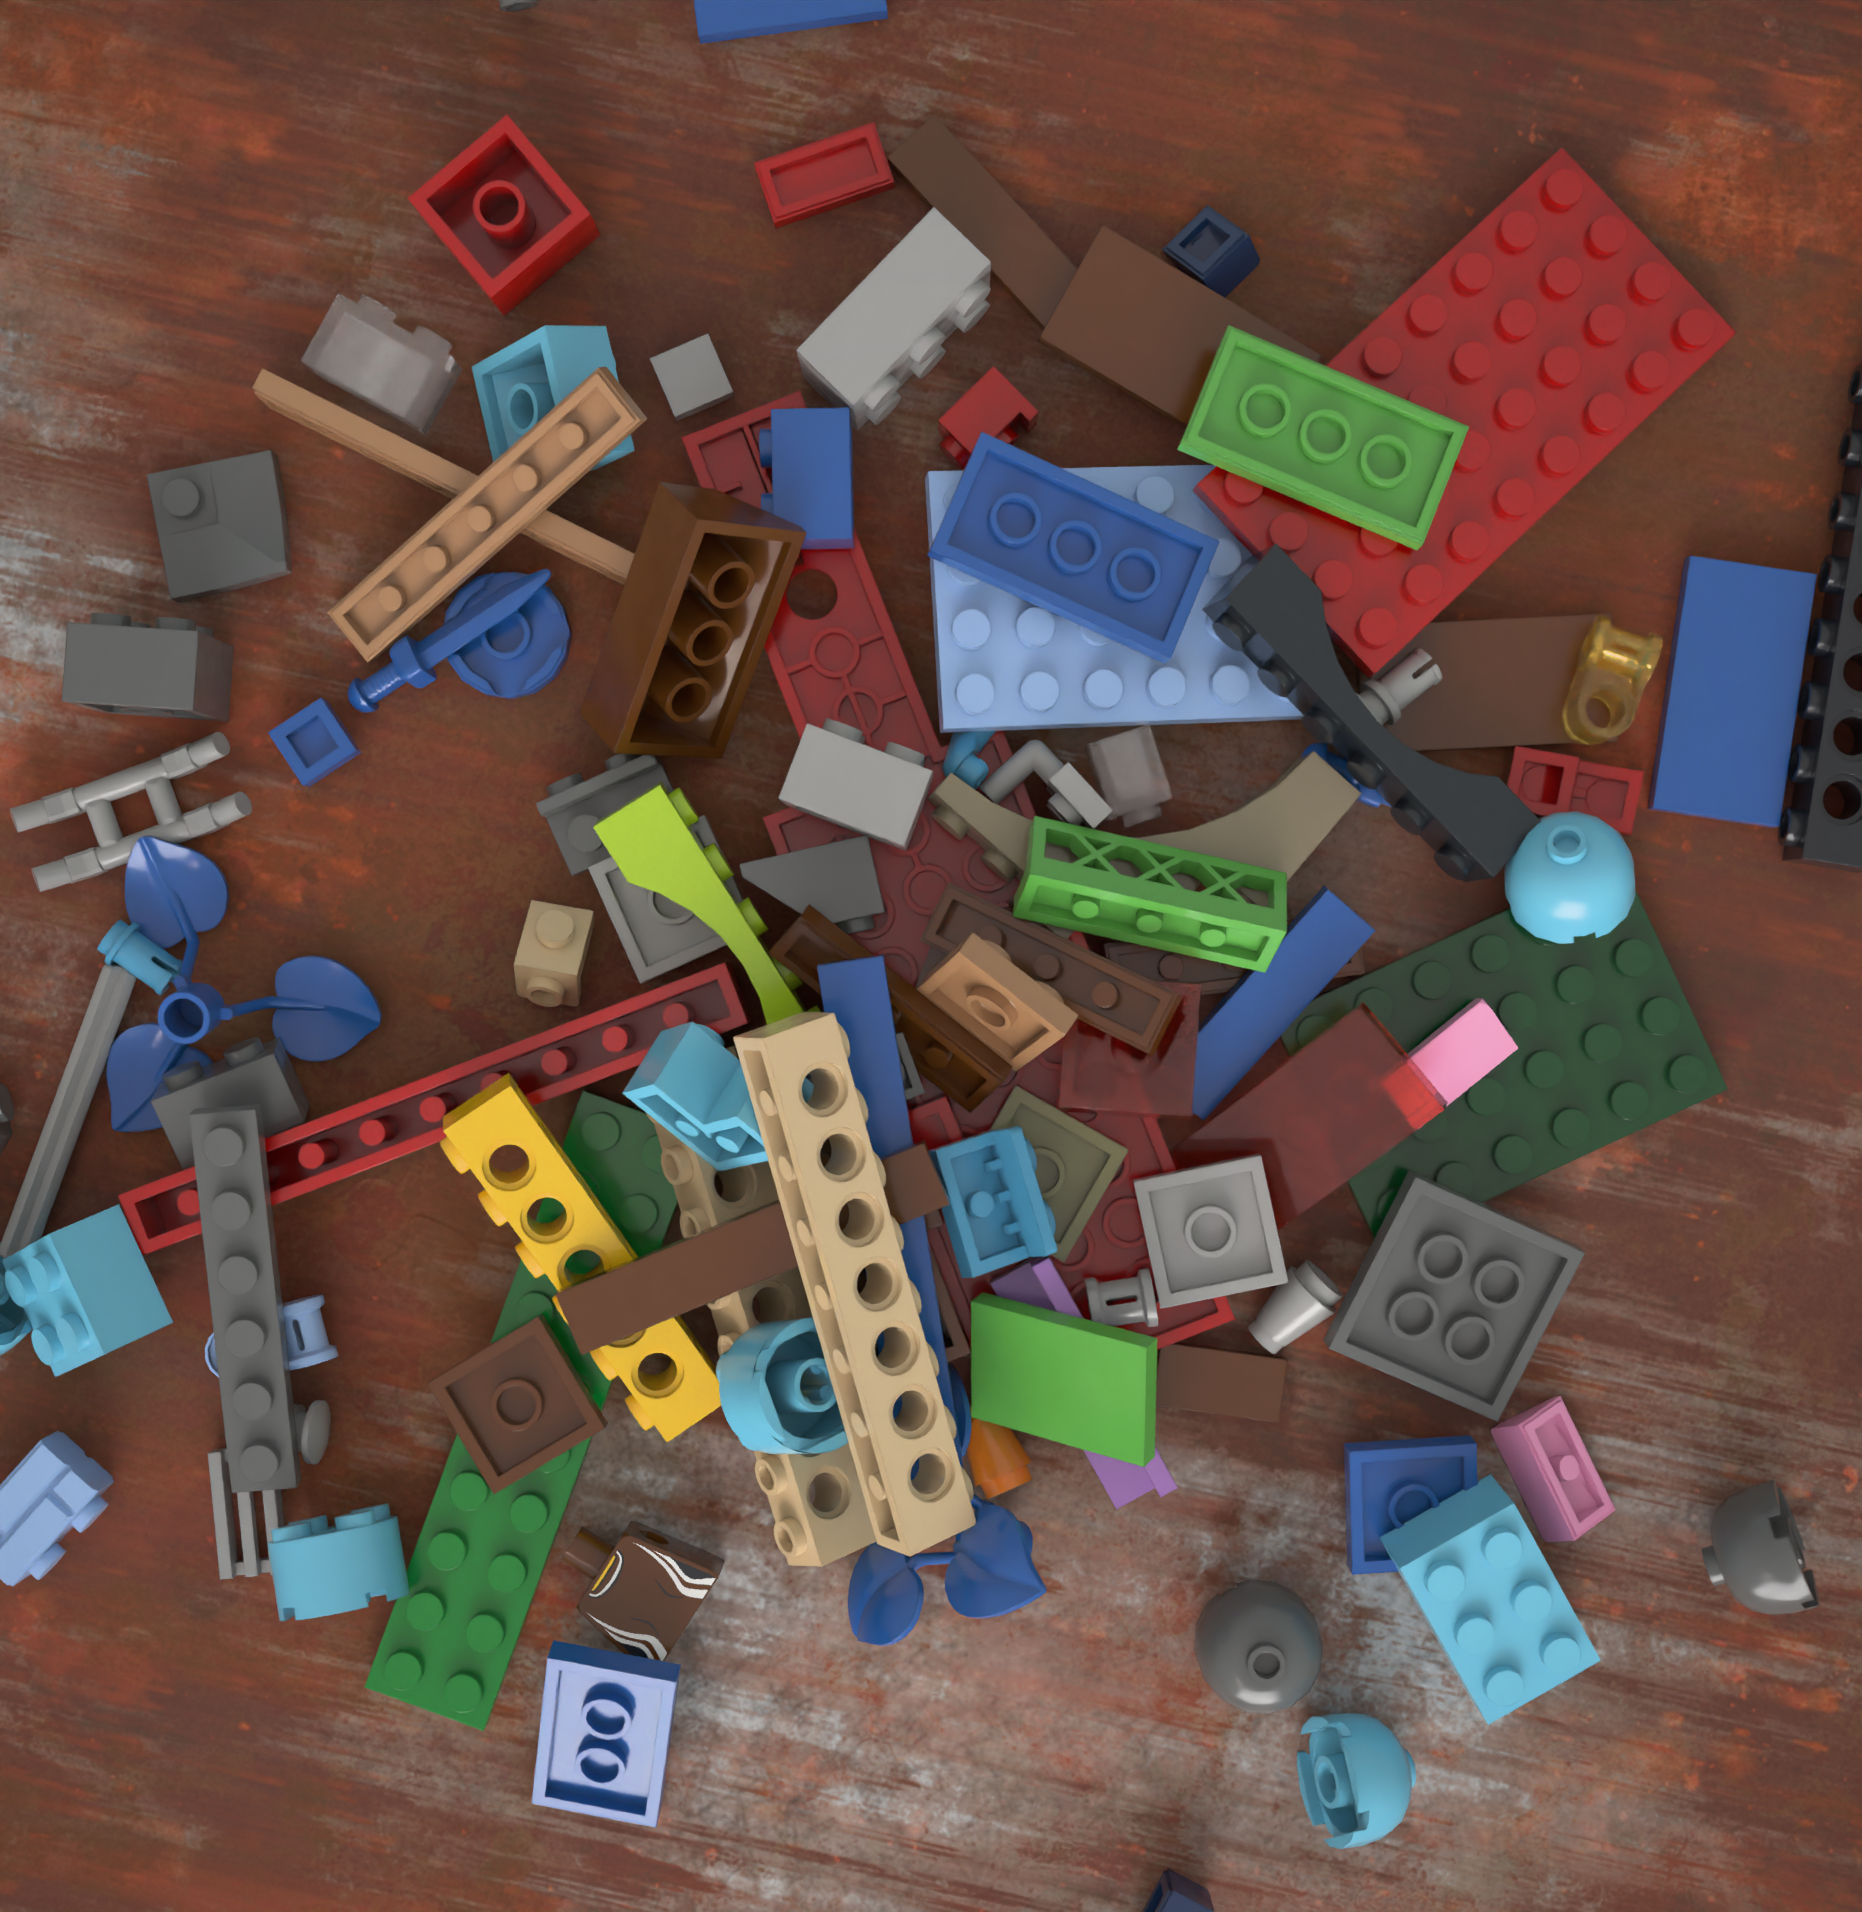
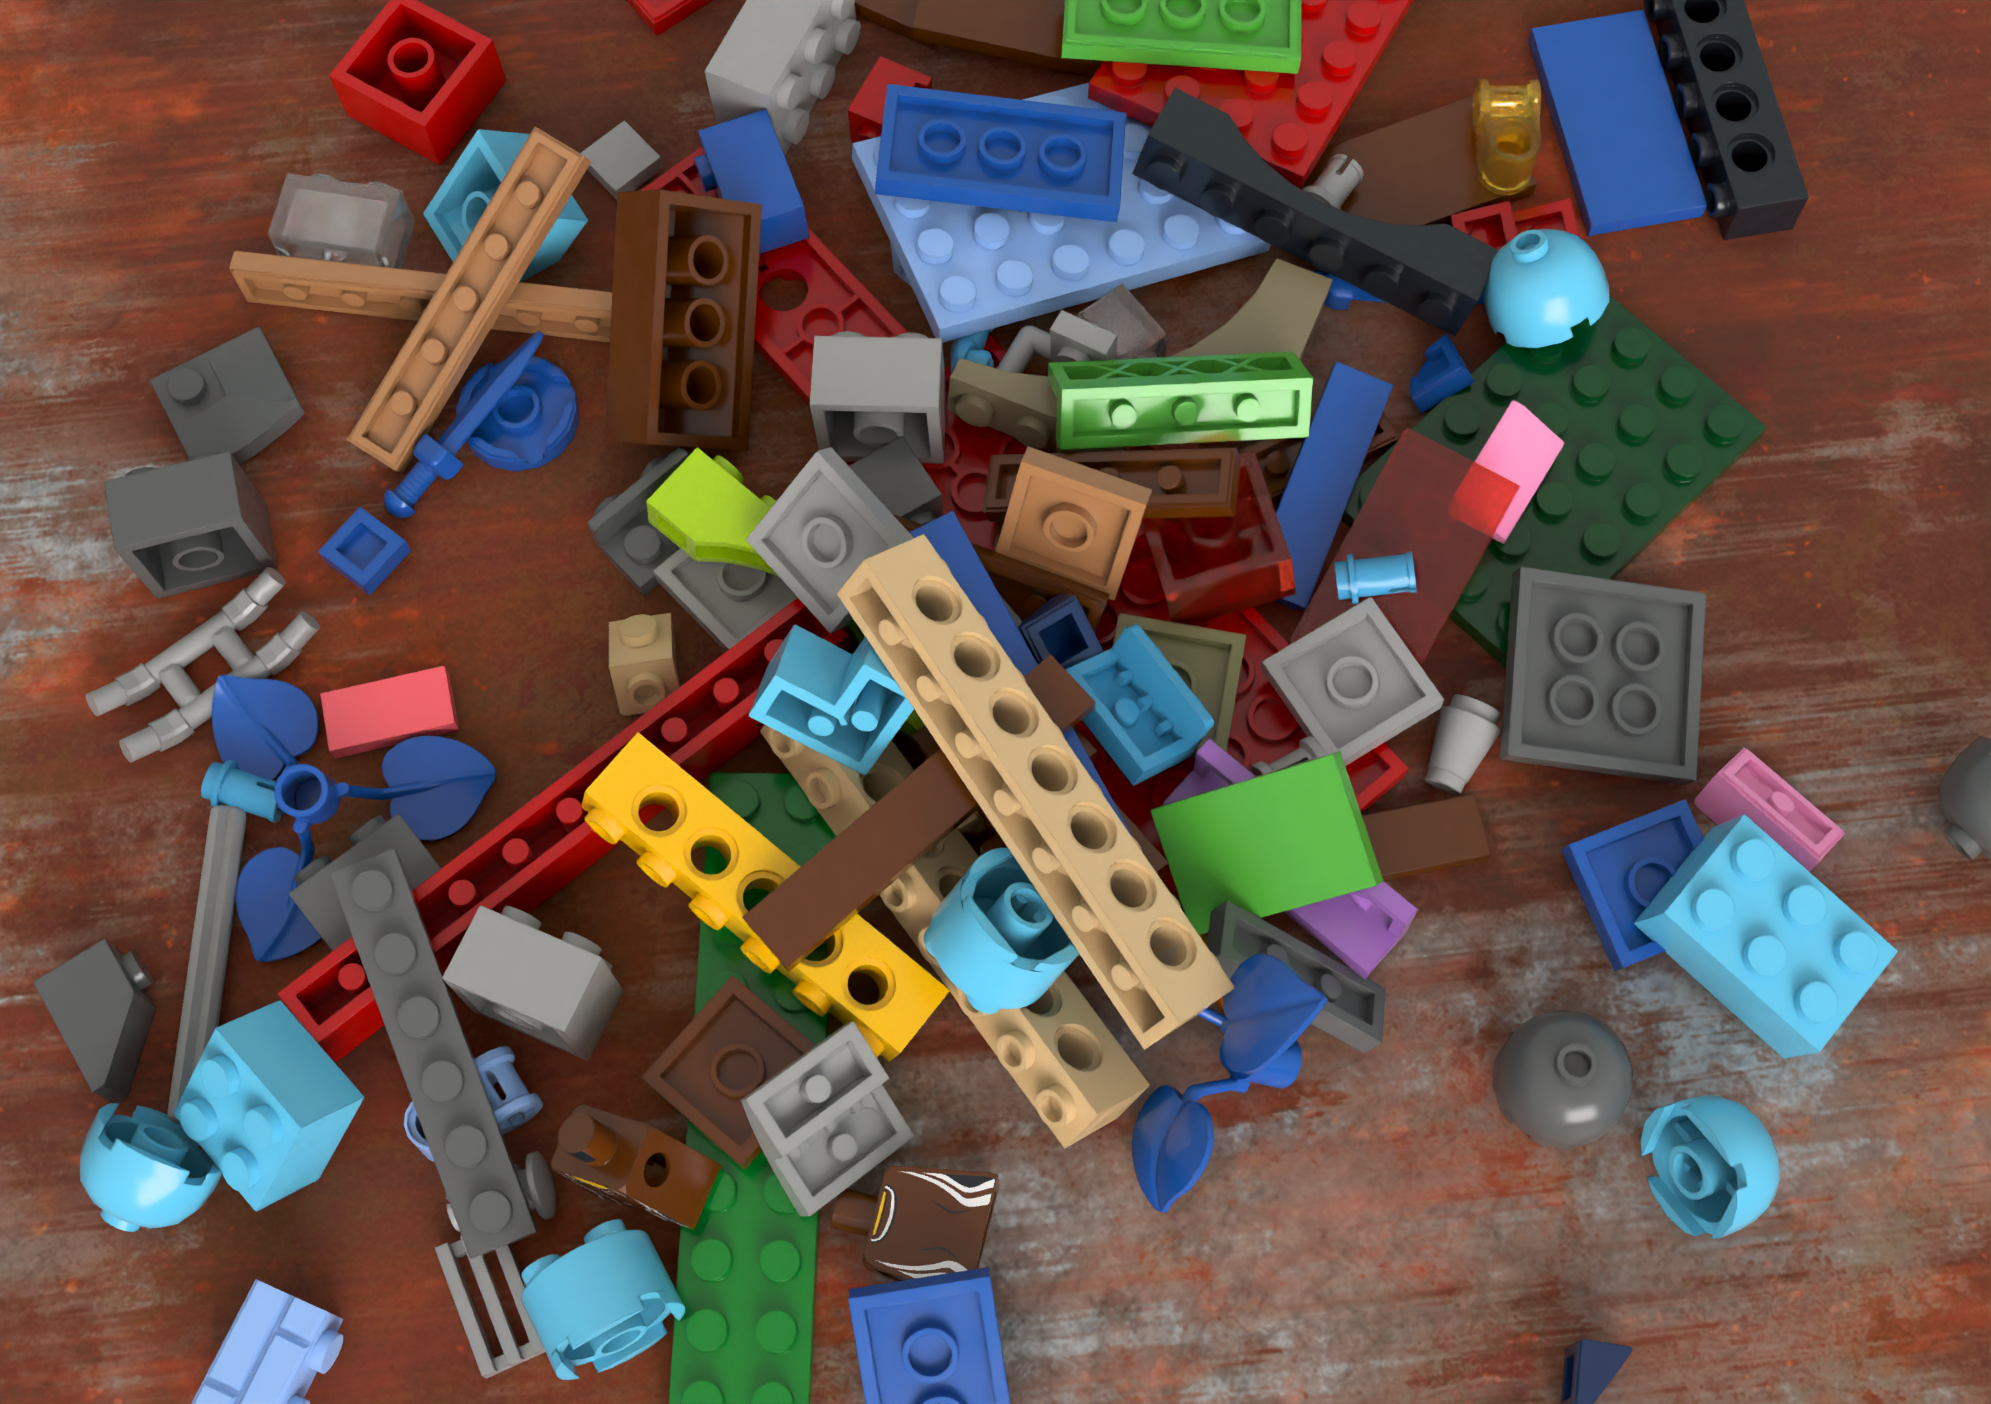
camera: 20 degrees left, 20 degrees down
(297, 918) = (389, 711): none -> coral tile
(357, 1255) = (534, 980): none -> light grey brick
(385, 1446) = (609, 1158): none -> reddish brown torso
(583, 1479) = (826, 1119): none -> light grey slope
(755, 945) = (824, 533): none -> light grey plate
(944, 1107) = (1060, 630): none -> dark blue slope
(1047, 1491) = (1353, 1004): none -> dark grey plate
(1272, 1138) = (1375, 576): none -> dark azure pin
(1432, 919) = (1440, 375): none -> blue tile

